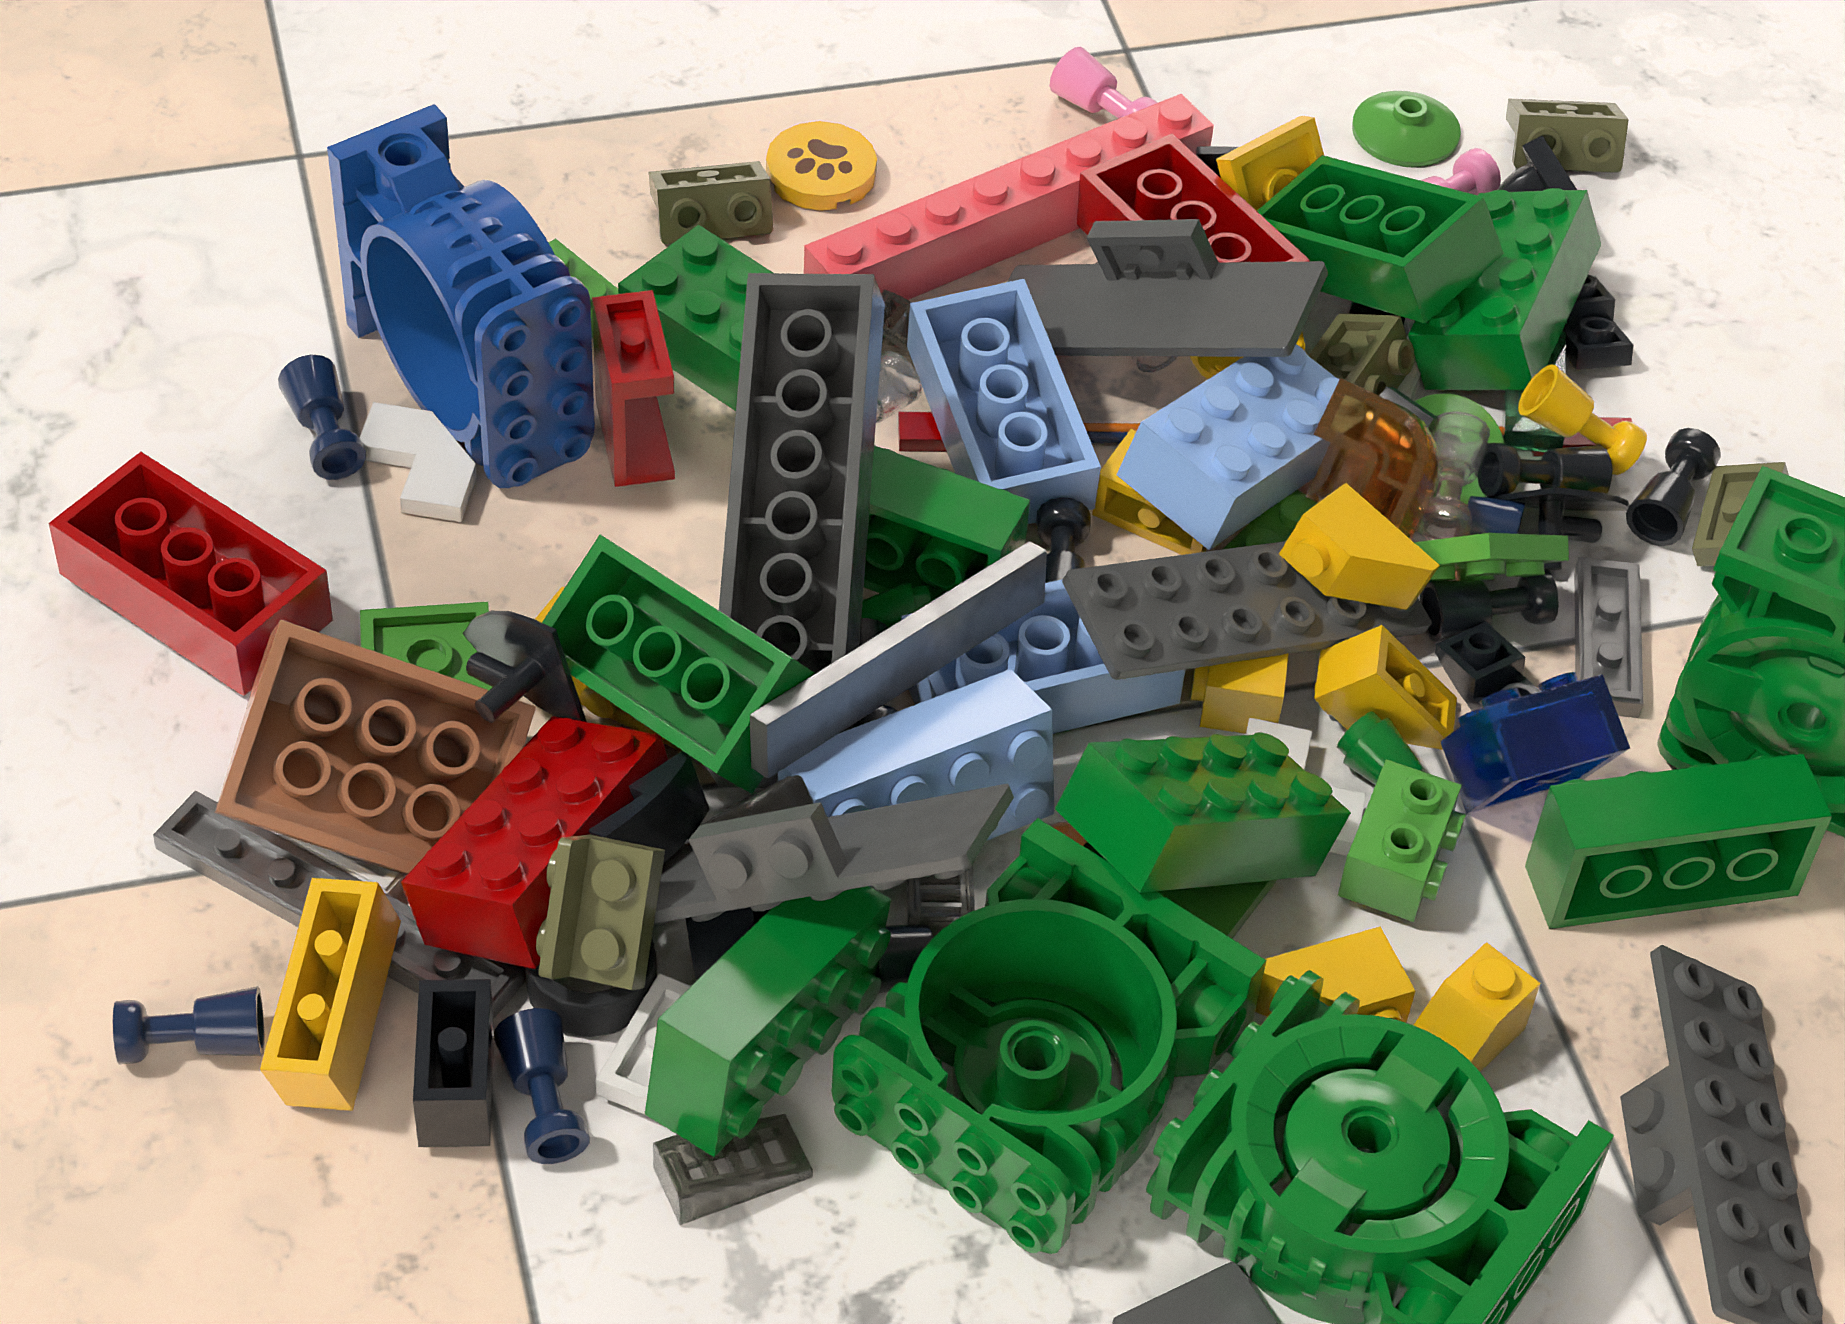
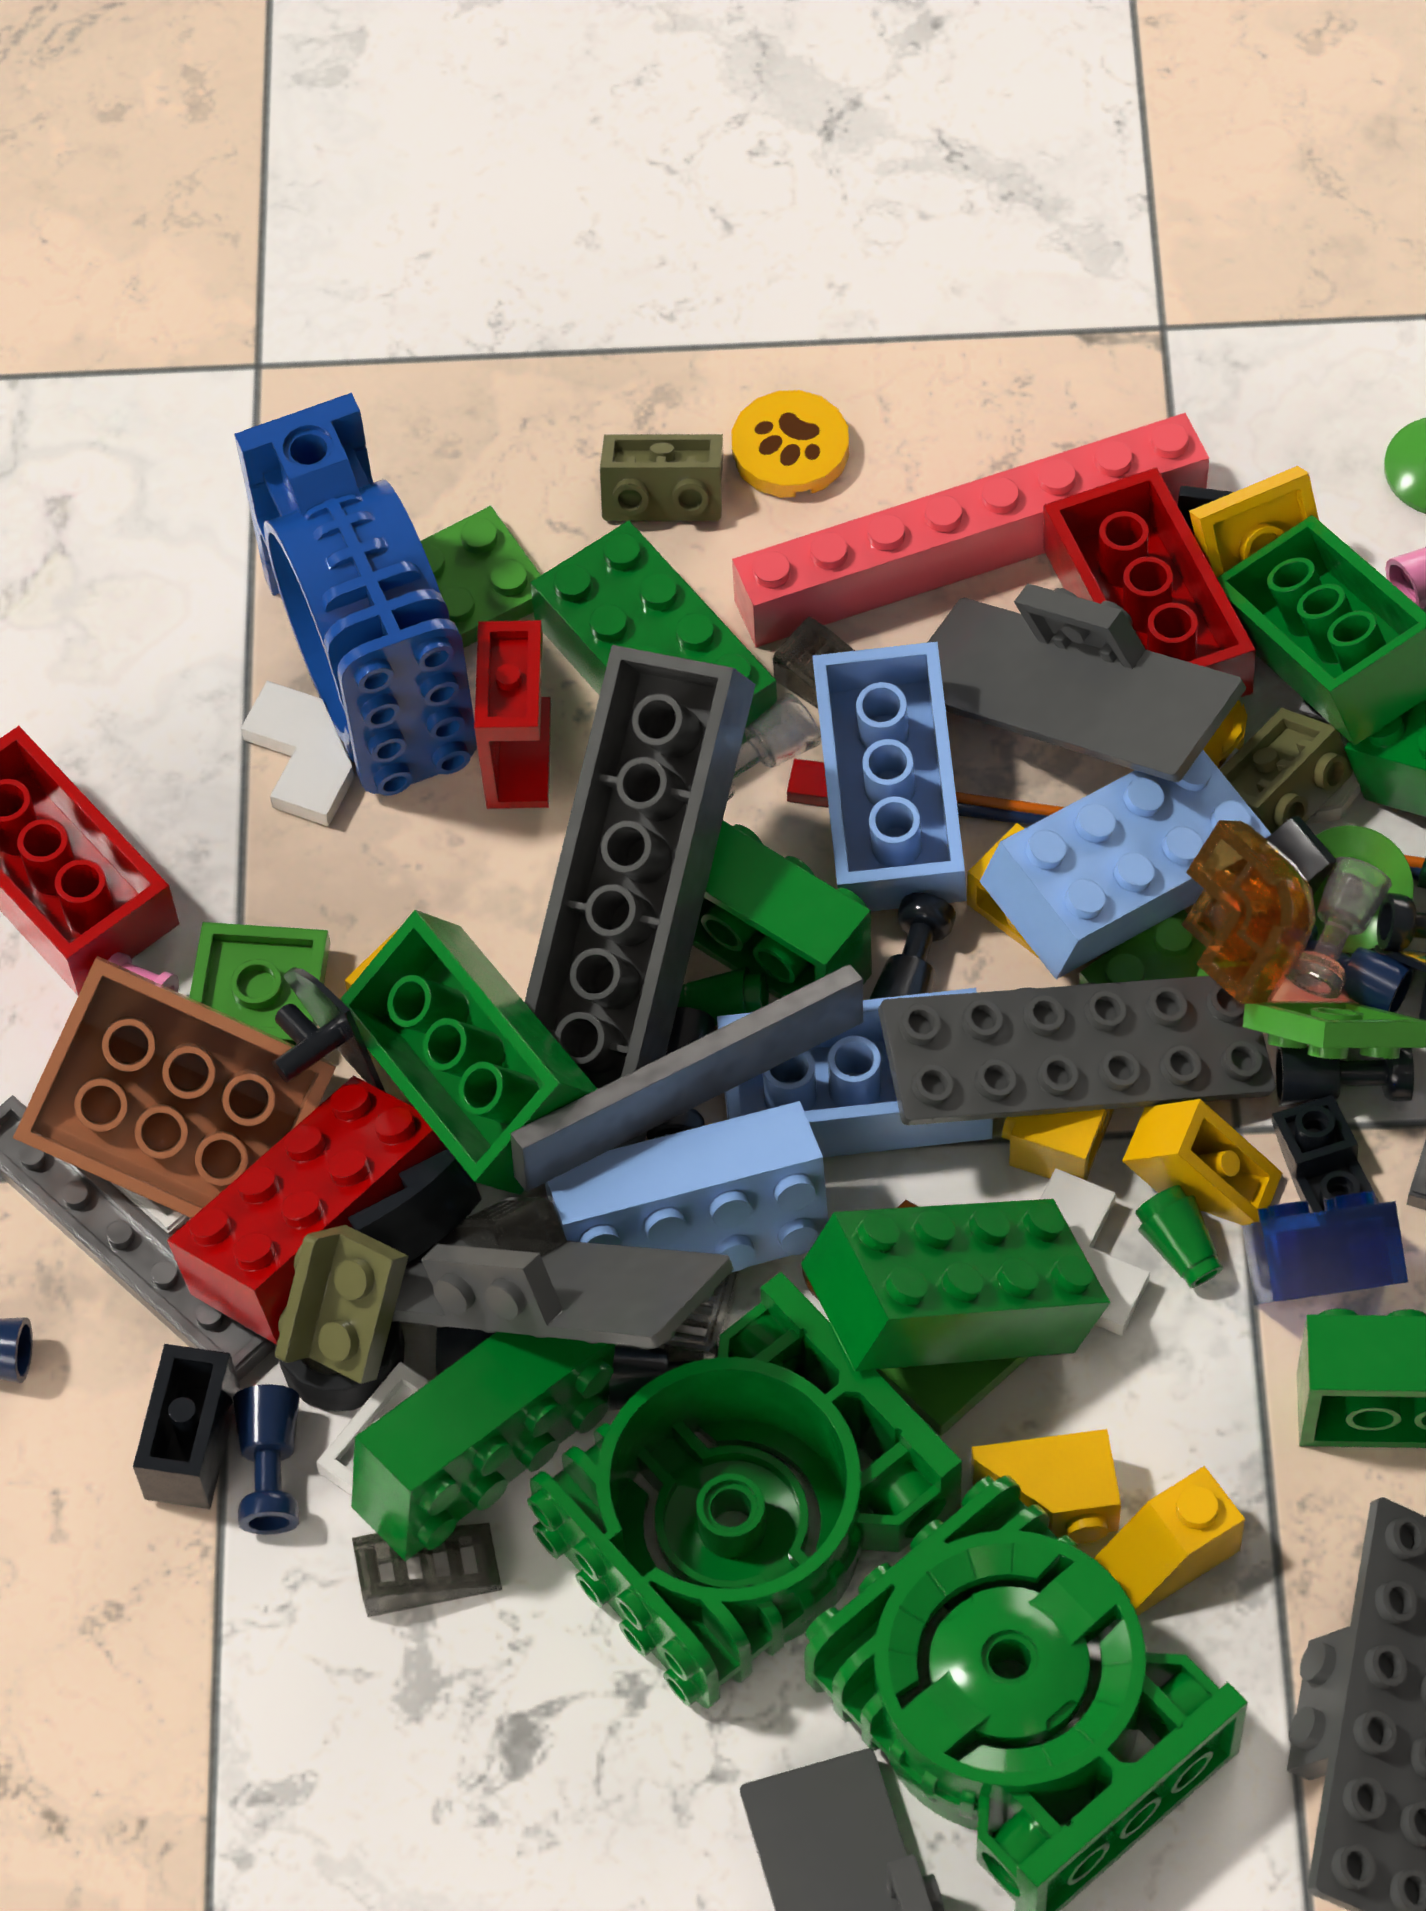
camera: 20 degrees right, 10 degrees up
(317, 402) = (210, 672): dark blue piece -> none
(331, 994) = (87, 1339): yellow brick -> none
(1091, 86) = (1104, 381): bright pink piece -> none
(1357, 553) = (1197, 1011): yellow slope -> none
(1400, 841) = (1163, 1334): bright green brick -> none

